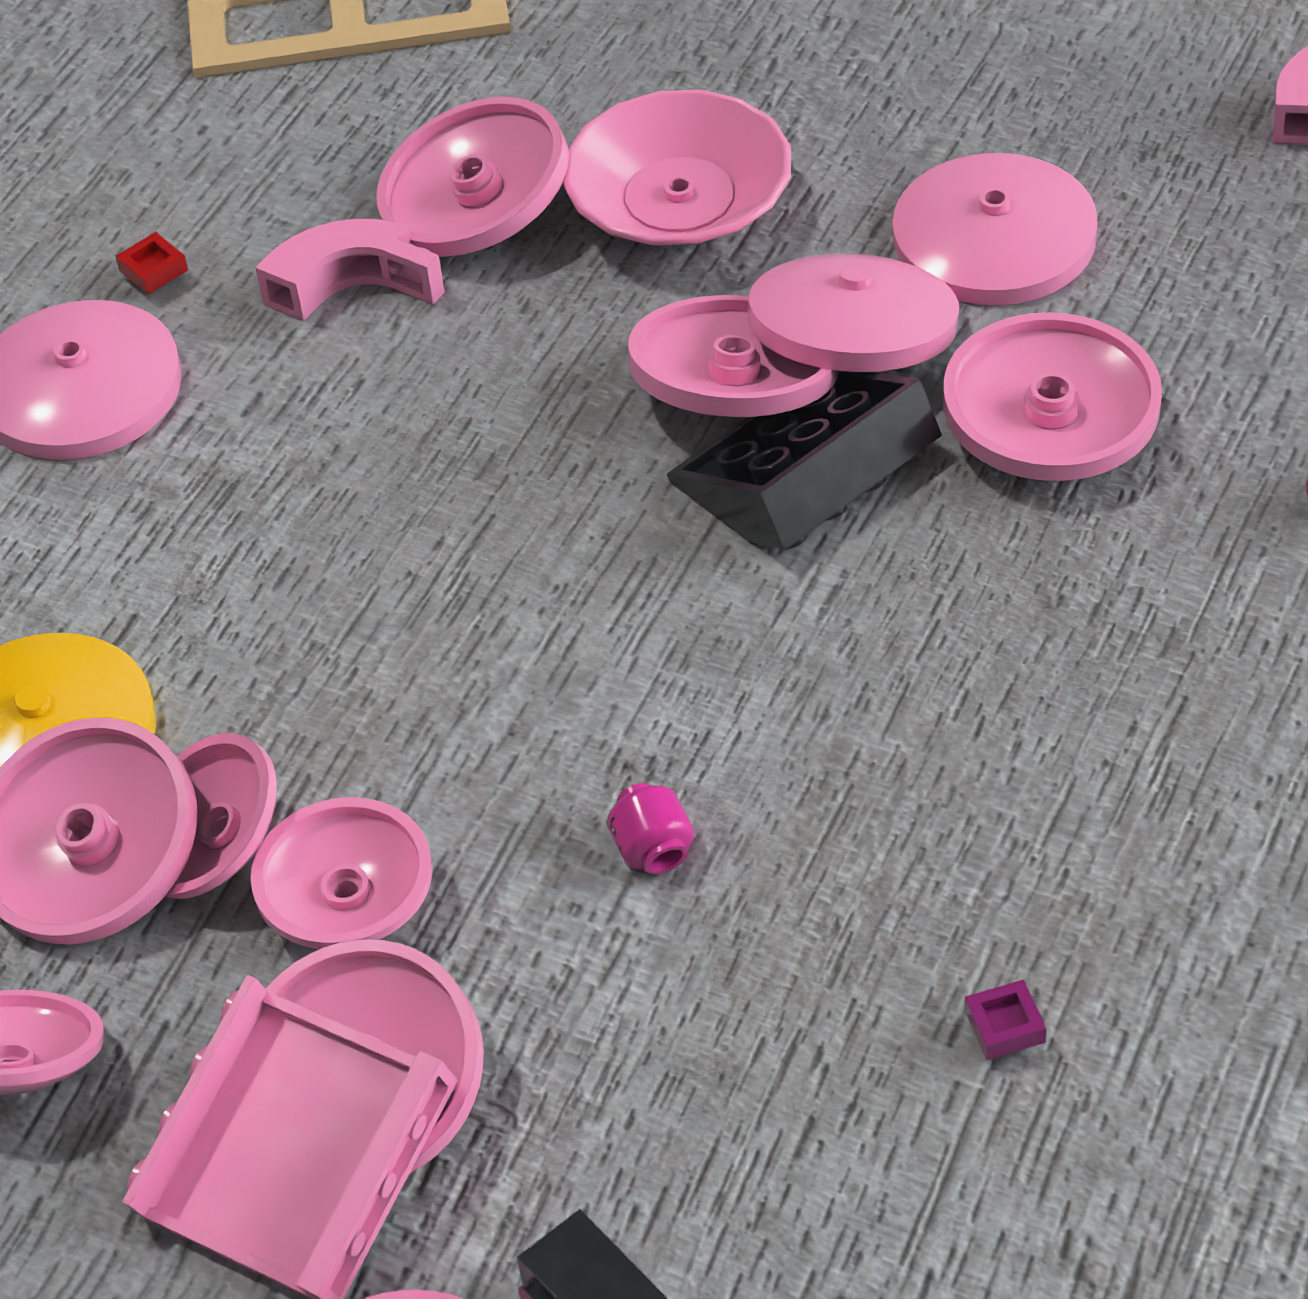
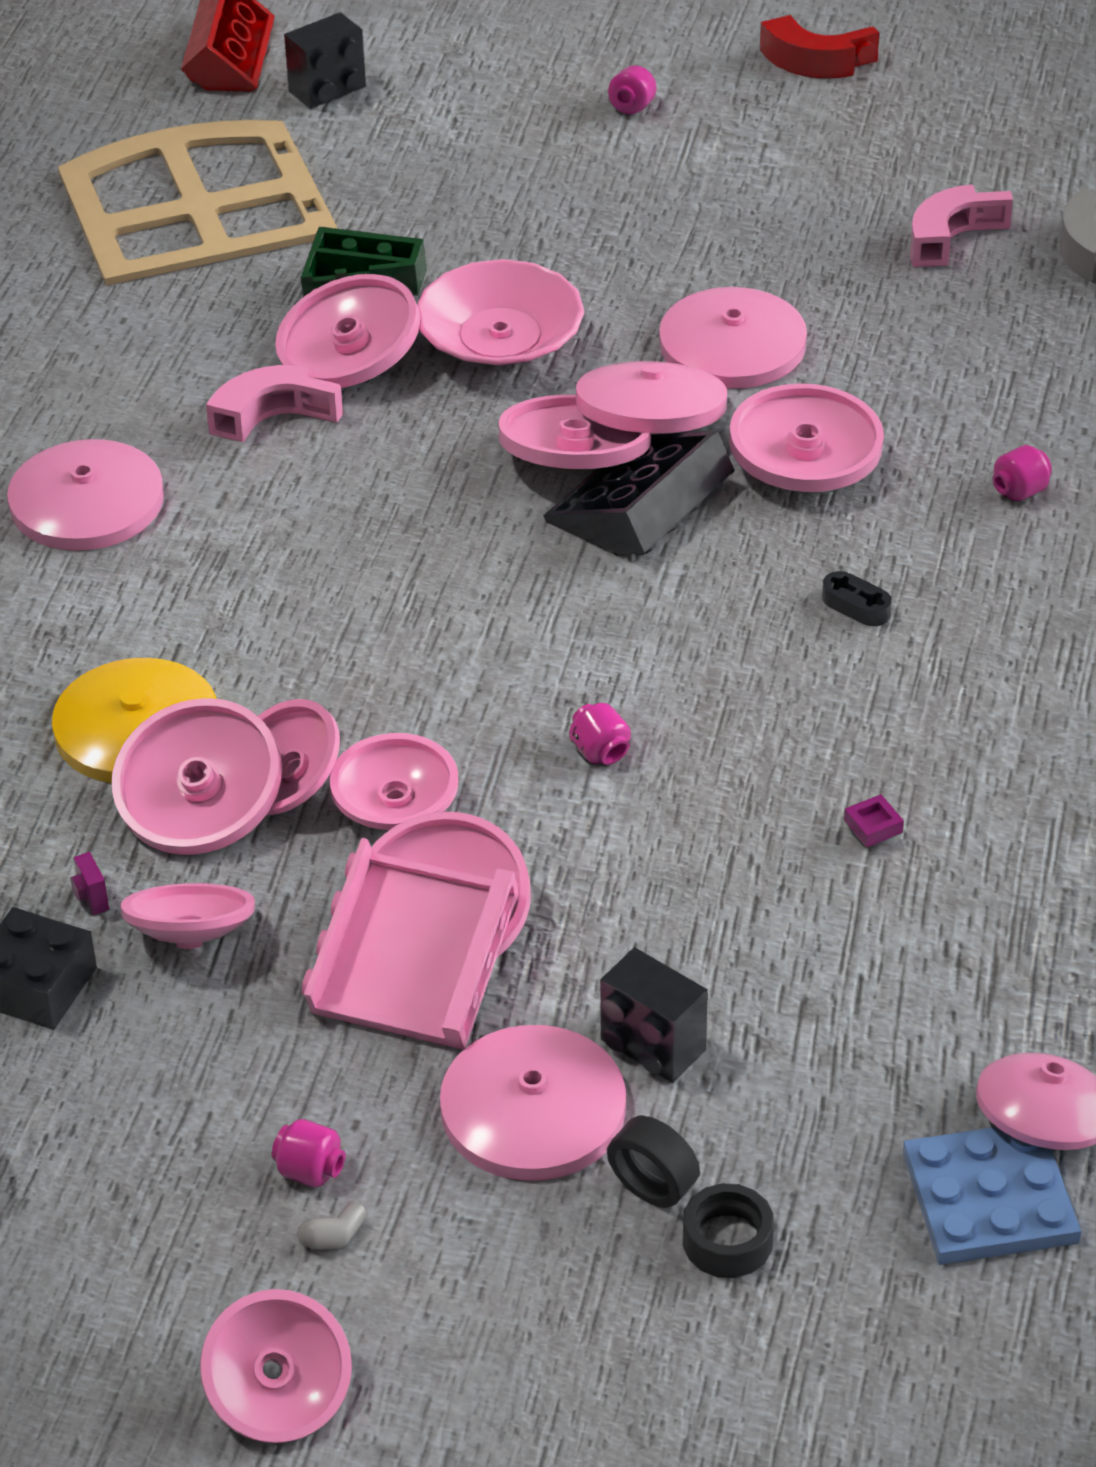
camera: 15 degrees left, 5 degrees down
(151, 263) = (119, 411): red plate -> none
(508, 64) = (350, 252): none -> dark green wedge
(1074, 647) = (856, 598): none -> black beam

